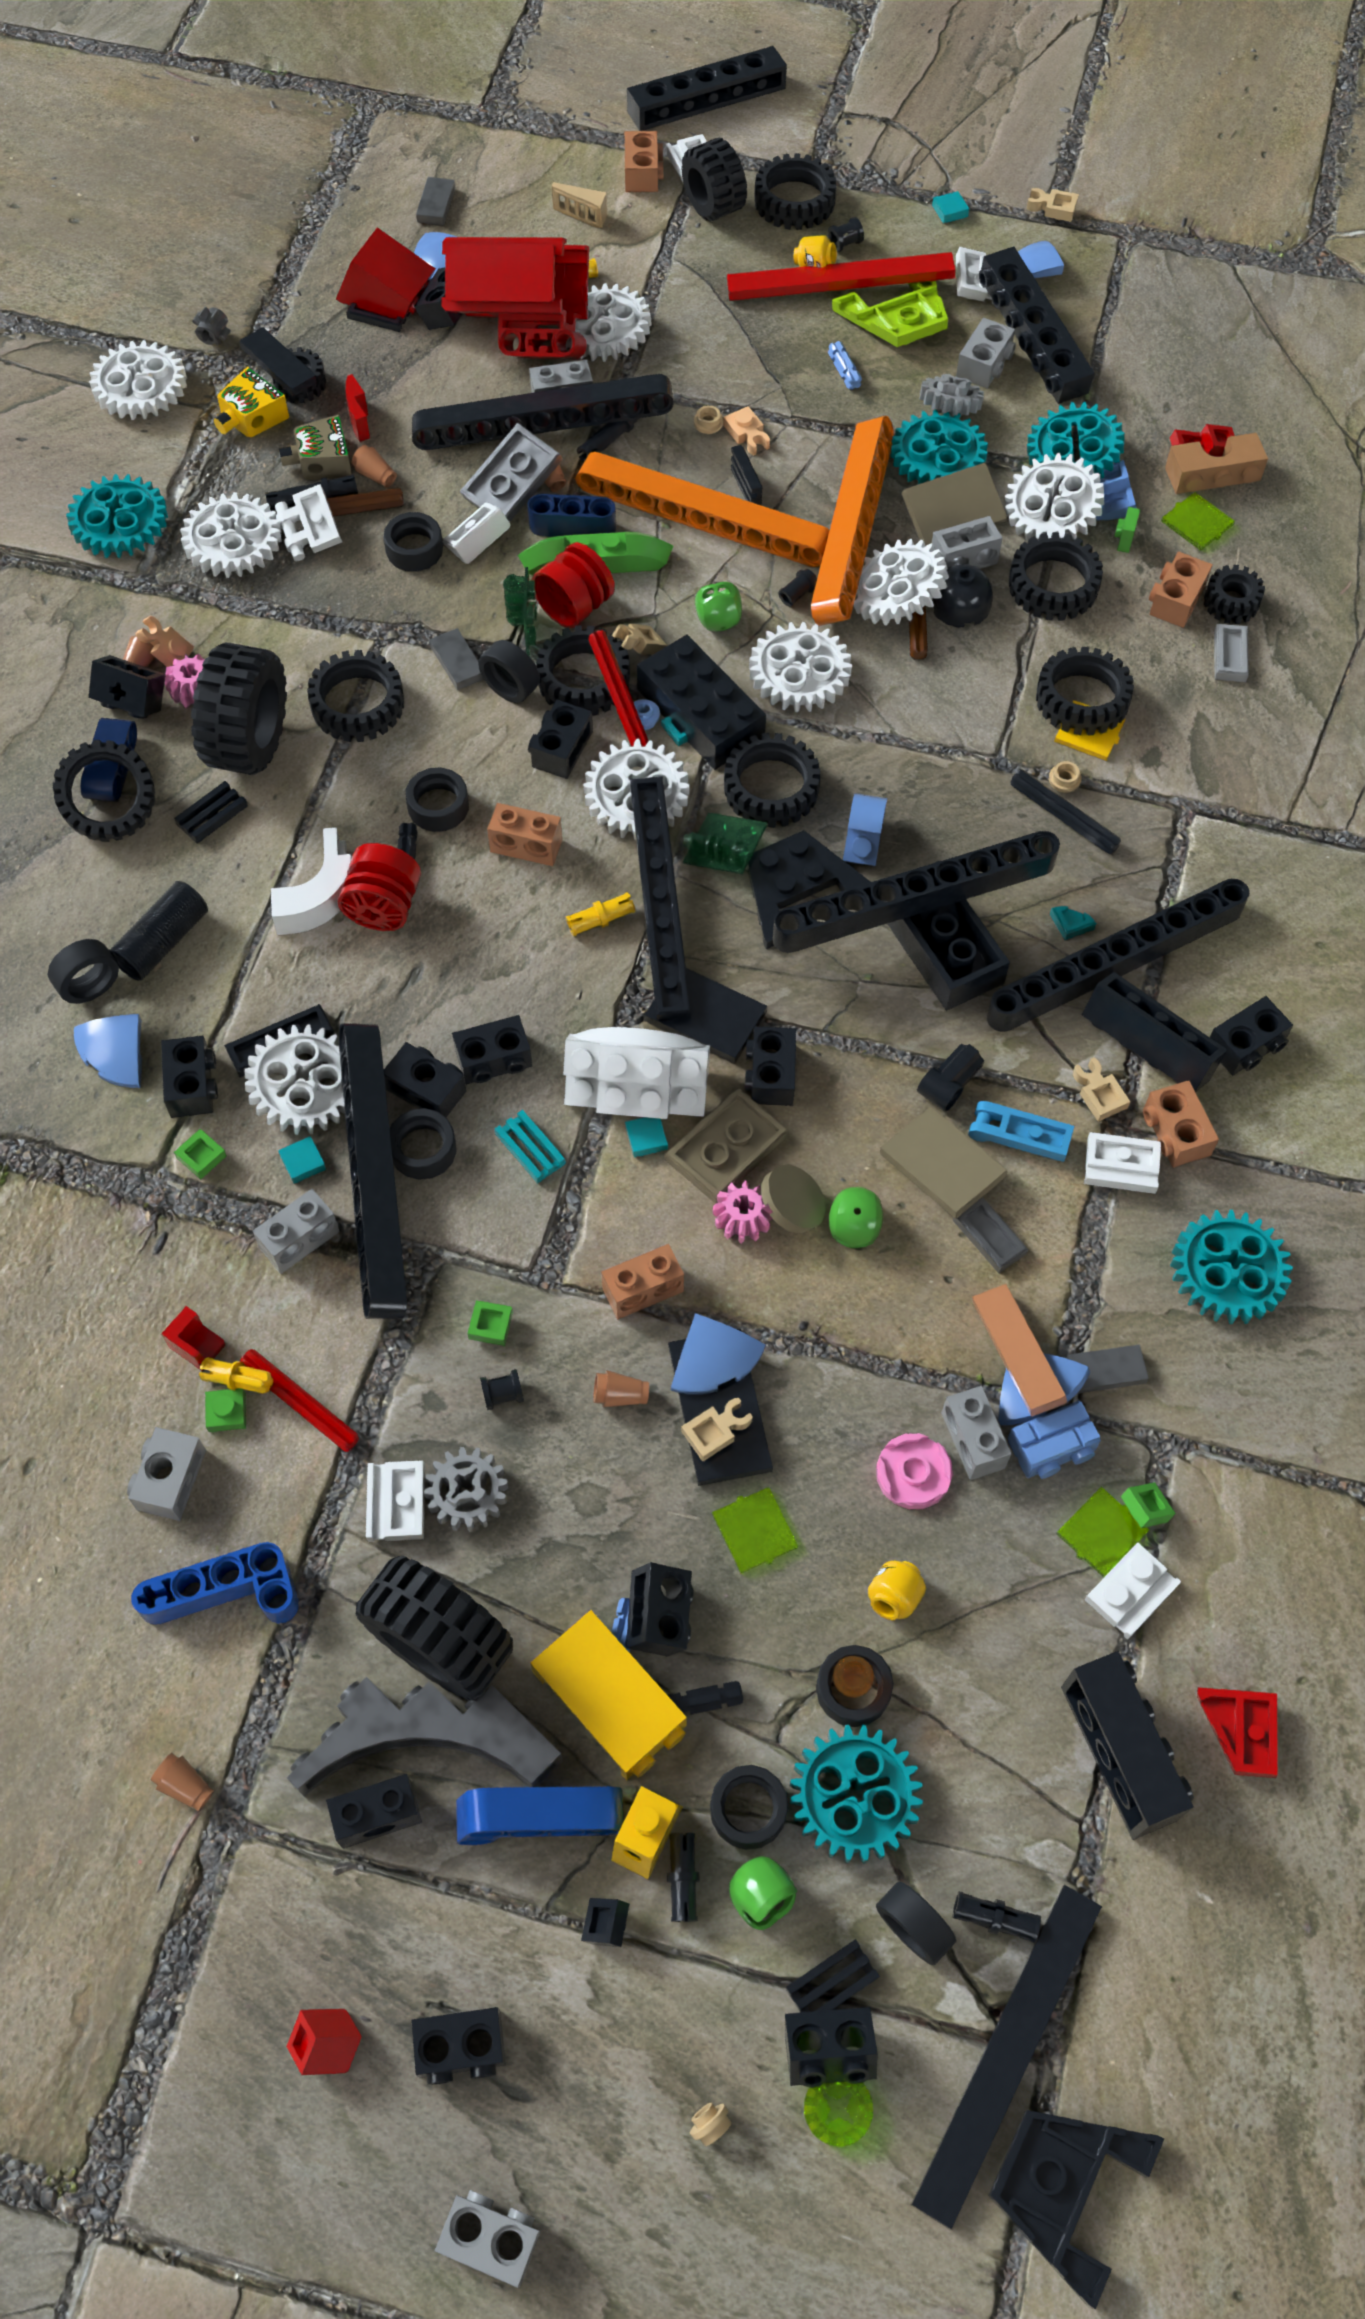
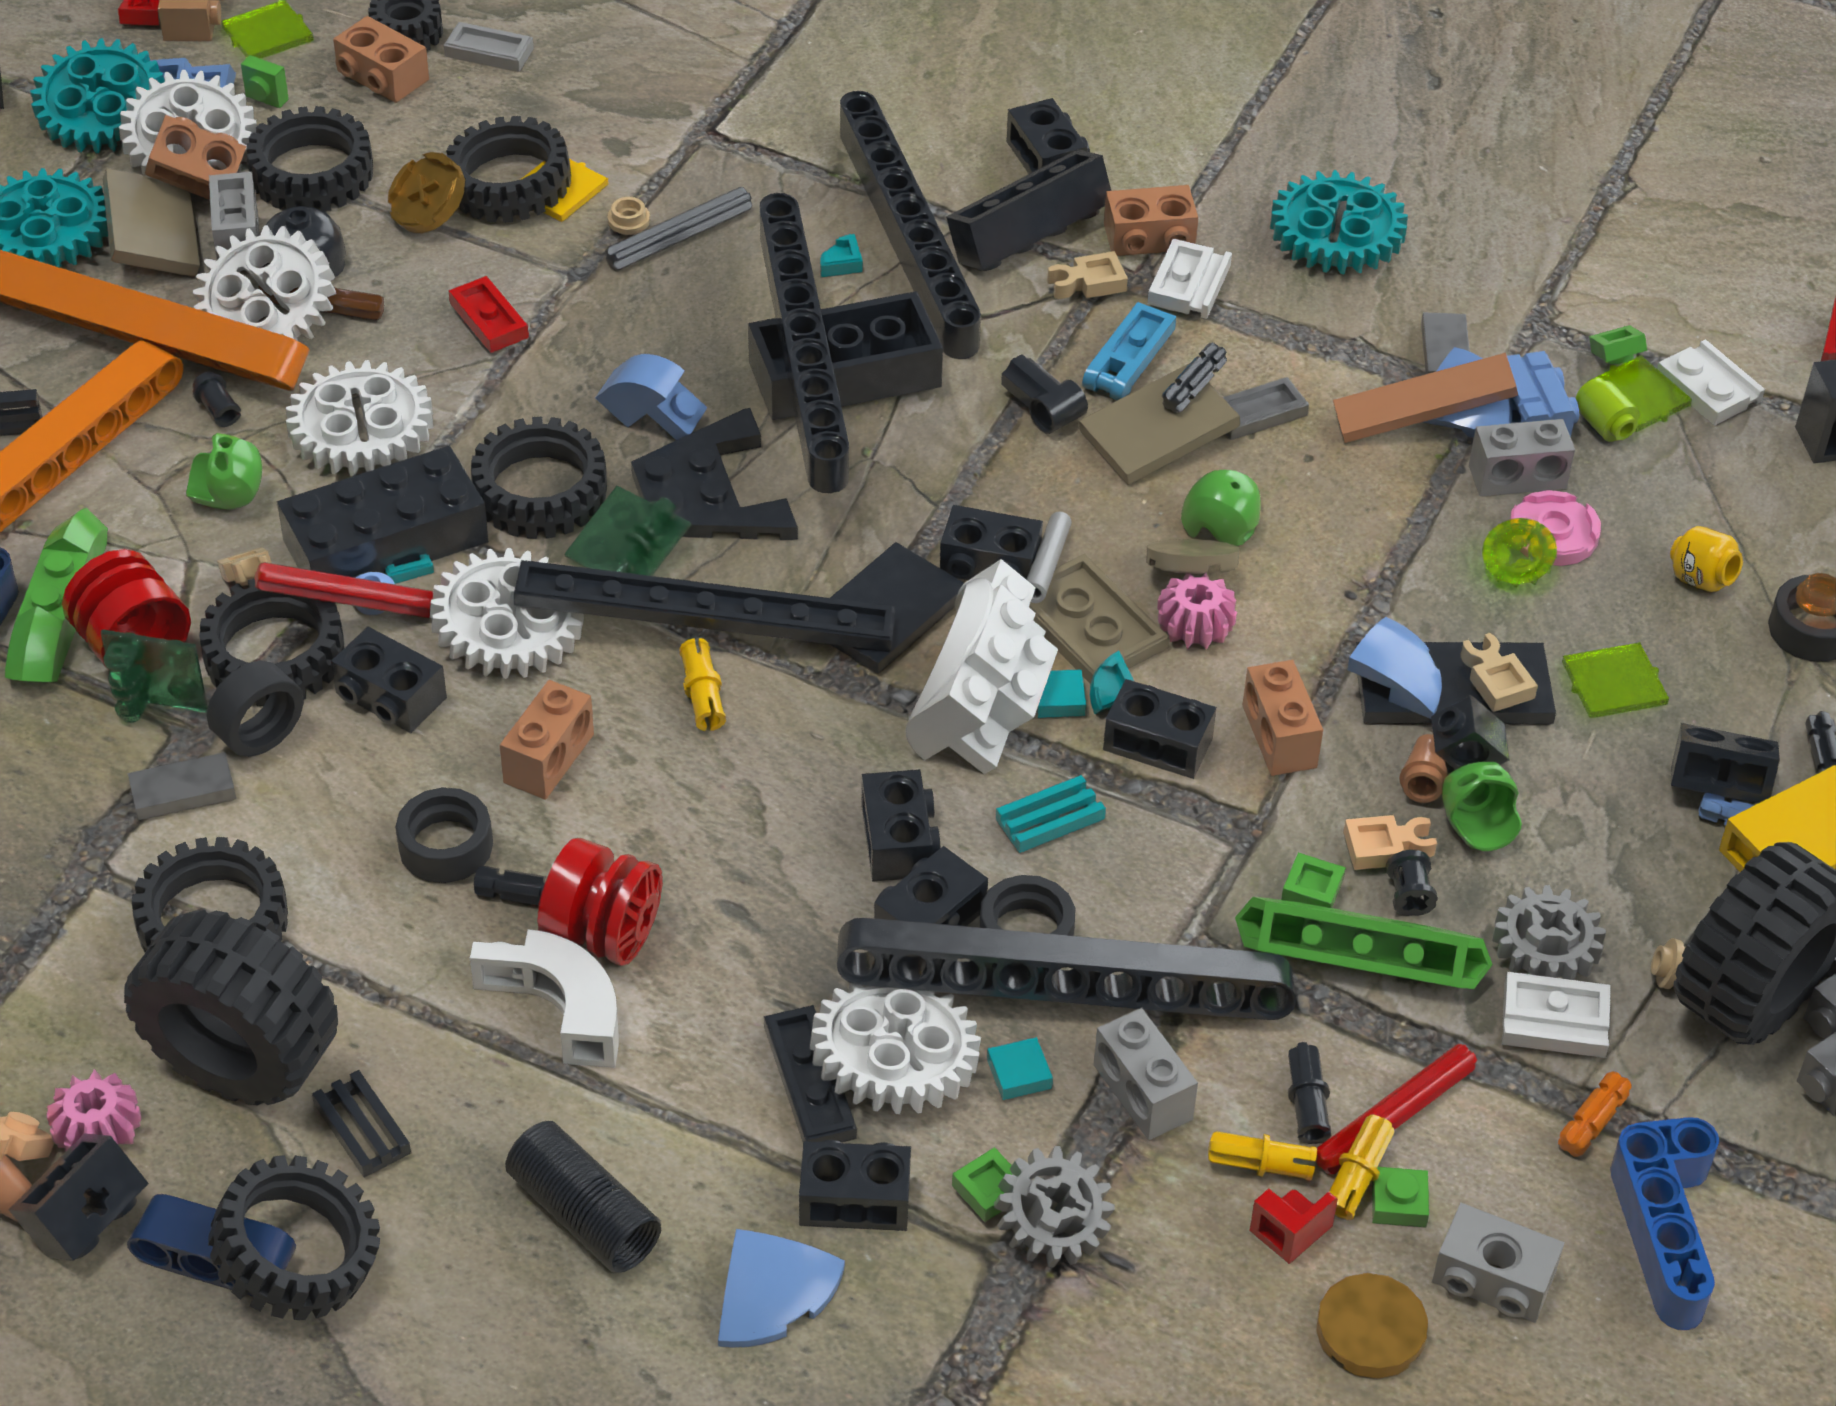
camera: 80 degrees left, 15 degrees down
(72, 960) = (641, 1292): black tyre -> none
(117, 1401) = (1372, 1325): none -> pearl gold tile
(183, 1205) = (1035, 1199): none -> light grey gear
(243, 1316) = (1261, 1154): none -> yellow axle
(303, 1340) = (1309, 1094): none -> black axle
(312, 1535) = (1594, 1114): none -> orange axle
(433, 1362) = (1363, 942): none -> bright green brick
(459, 1578) = (1666, 961): none -> tan plate
(540, 1365) = (1378, 838): none -> light nougat plate
(580, 1430) = (1482, 805): none -> bright green helmet
(613, 1201) = (1159, 728): none -> black brick
(644, 1413) = (1469, 734): none -> black brick
(658, 1167) = (1108, 682): none -> teal tile
(771, 1103) = (1048, 554): none -> light grey piece
(862, 1427) = (1517, 534): none -> clear neon green gear
(929, 715) = (488, 314): none -> red plate
(982, 1171) = (1194, 377): none -> black axle
(1007, 509) = (191, 170): none -> nougat brick
(1038, 648) = (426, 192): none -> pearl gold tile
(1059, 1500) = (1607, 409): none -> lime brick

